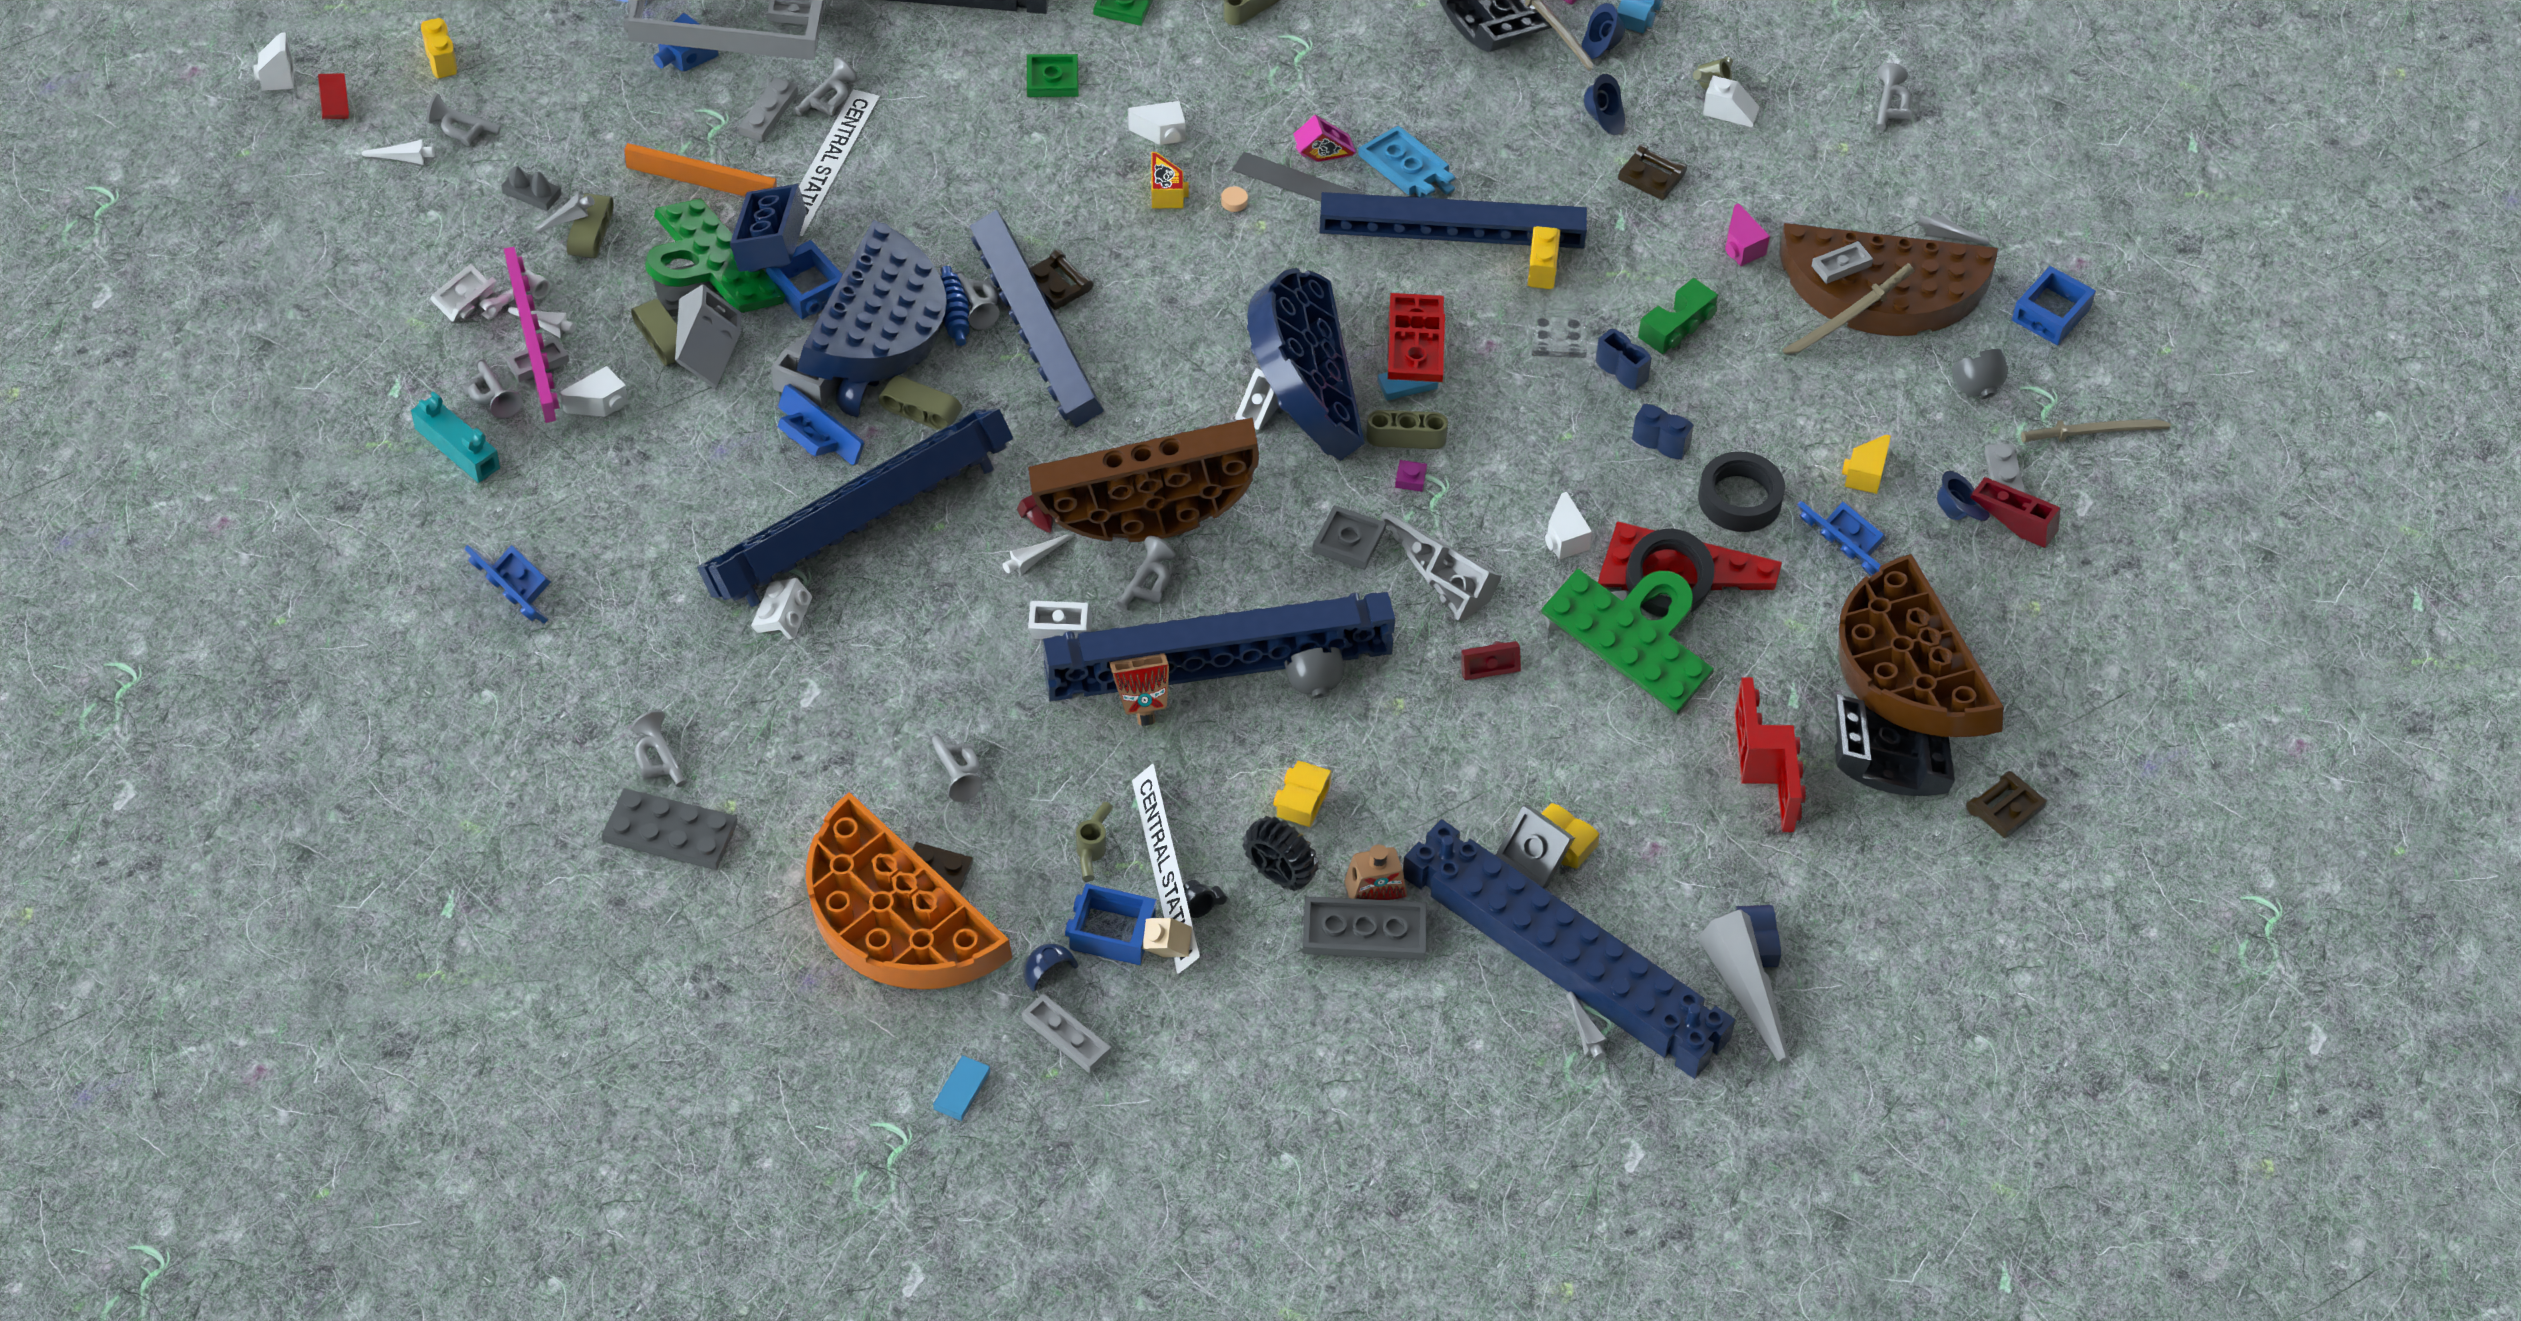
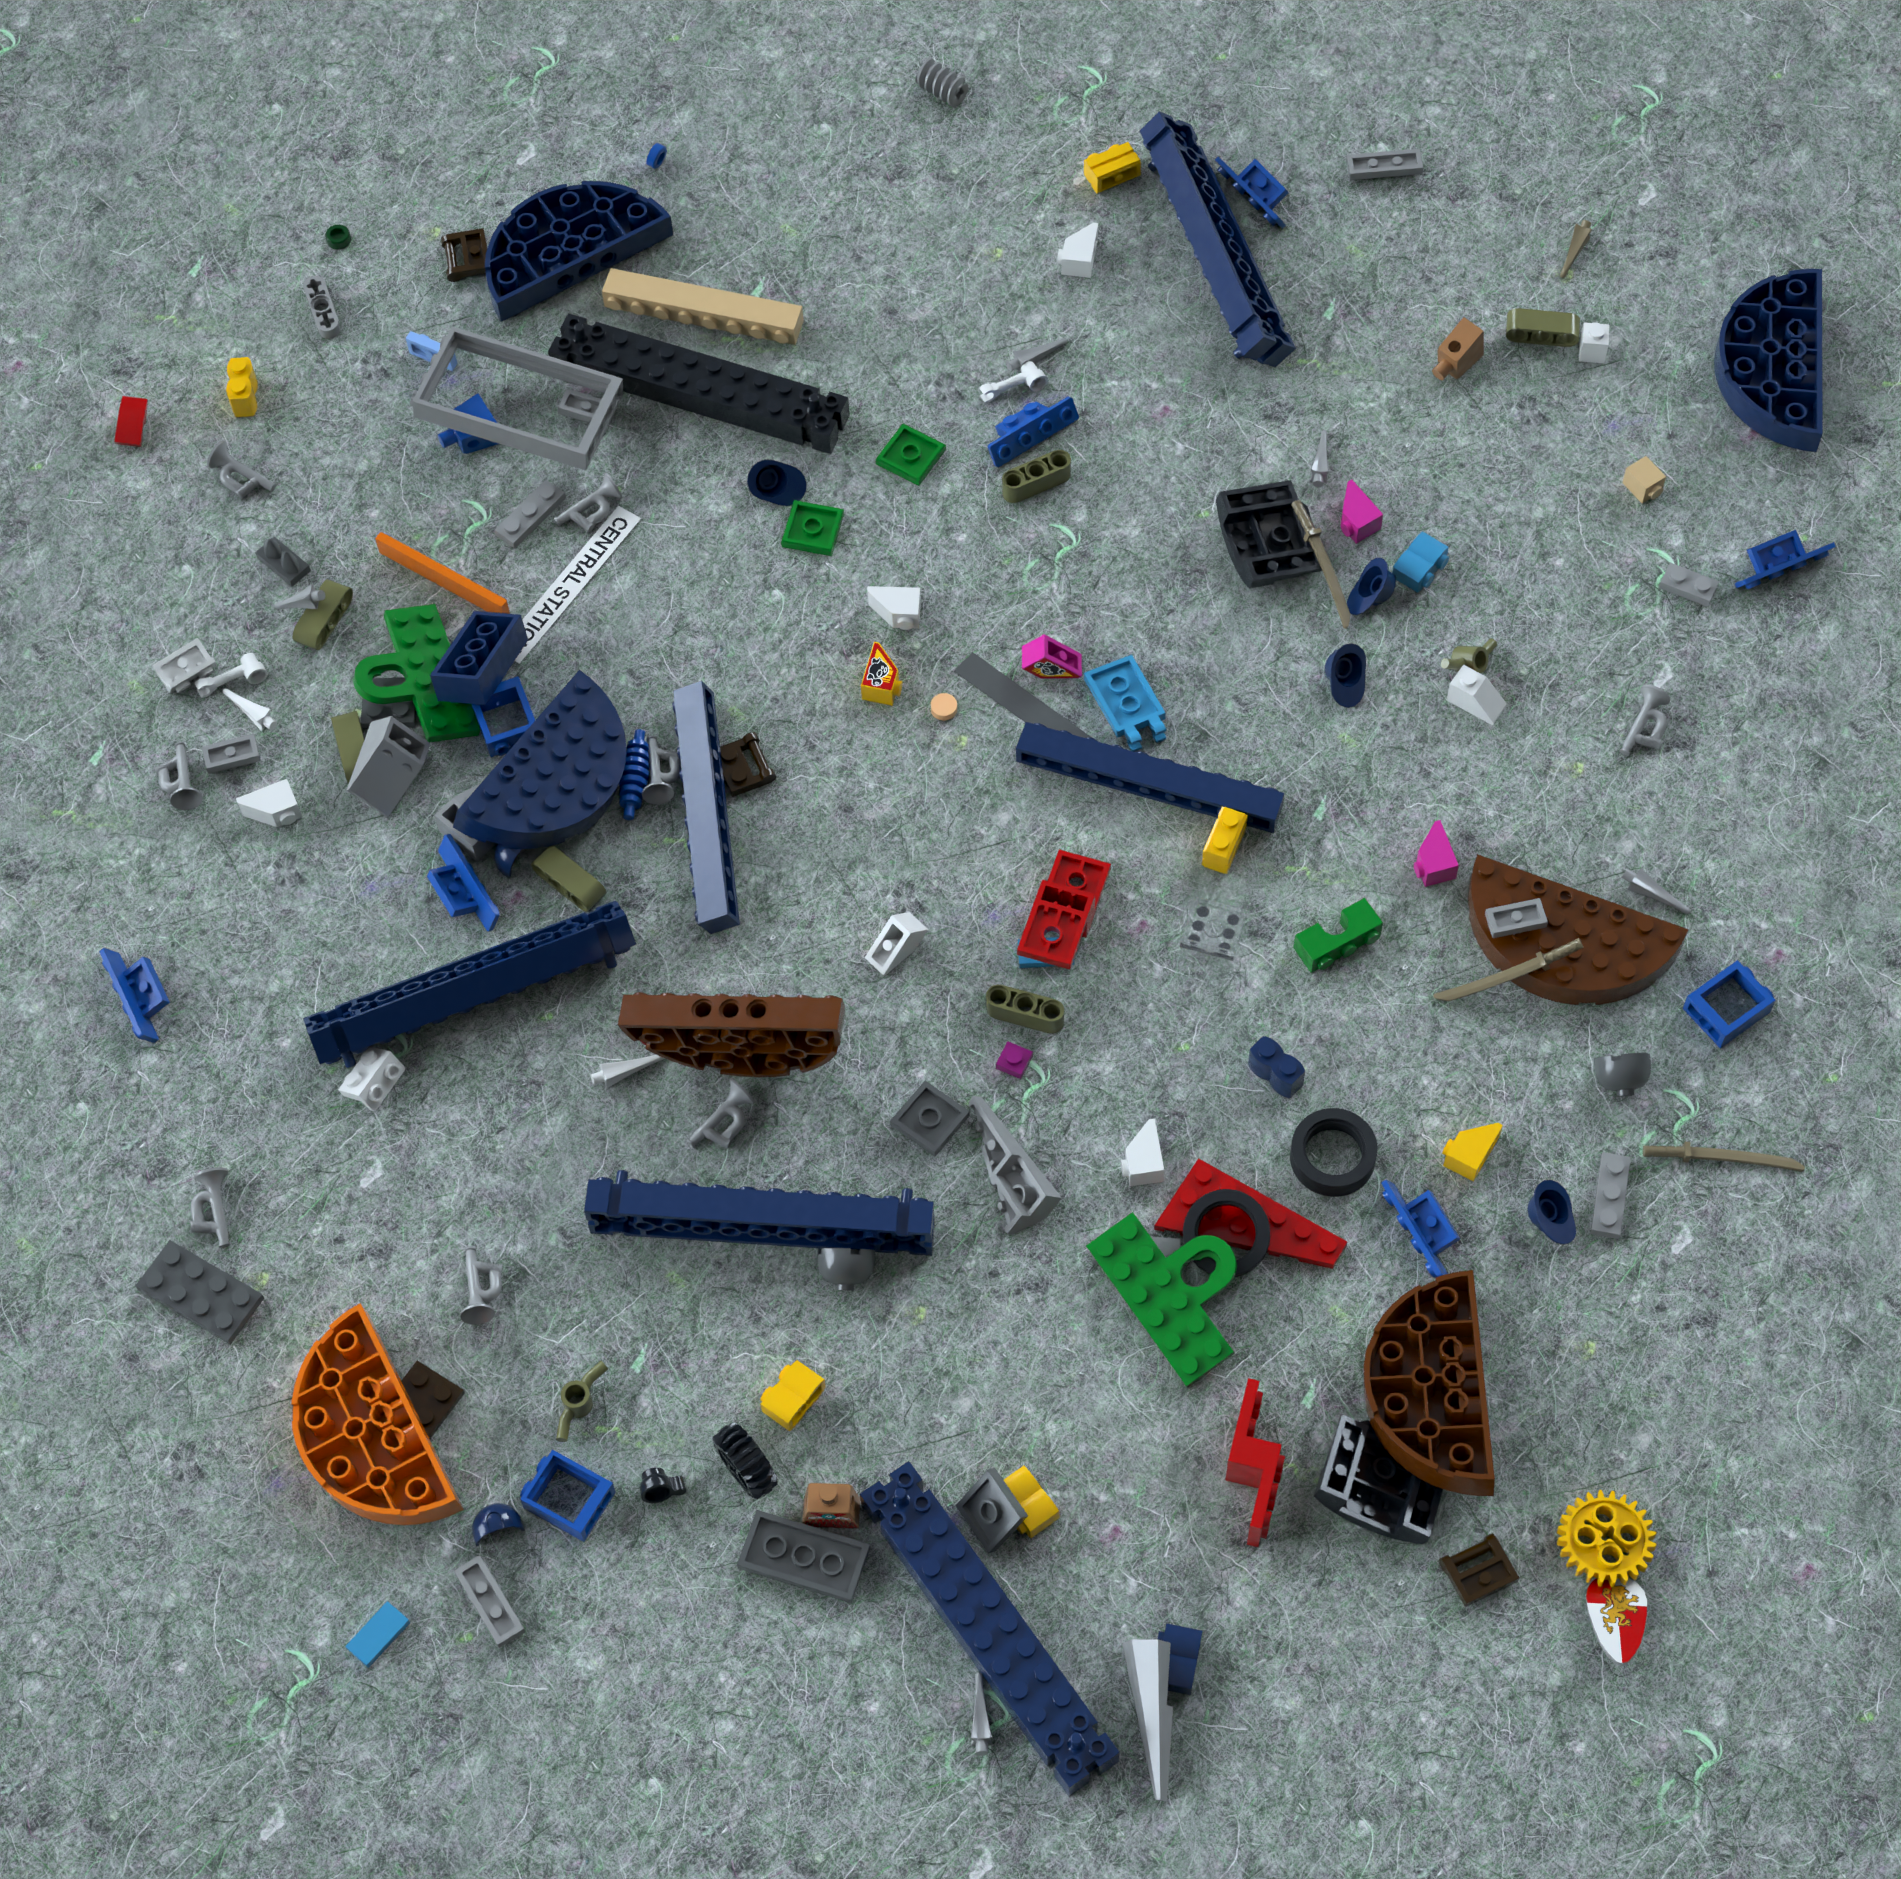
camera: 20 degrees right, 10 degrees up
(275, 65) = (87, 379): white slope -> none
(409, 152) = (184, 497): white piece -> none
(455, 438) = (130, 826): teal brick -> none
(534, 341) = (226, 736): dark pink plate -> none
(1006, 40) = (776, 482): none -> dark blue piece
(1056, 618) = (621, 1153): white brick -> none
(1142, 685) = (669, 1246): torso -> none
(1163, 857) = (637, 1446): white sticker -> none
(1167, 937) = (610, 1526): tan brick -> none
(1305, 359) = (941, 911): dark blue brick -> none
(1491, 660) = (1021, 1289): dark red tile -> none
(1623, 359) = (1263, 976): dark blue brick -> none
(1649, 178) = (1364, 765): dark brown plate -> none
(2018, 511) = (1604, 1240): dark red slope -> none
(2112, 753) = (1622, 1520): none -> yellow gear
(2147, 811) = (1617, 1618): none -> shield

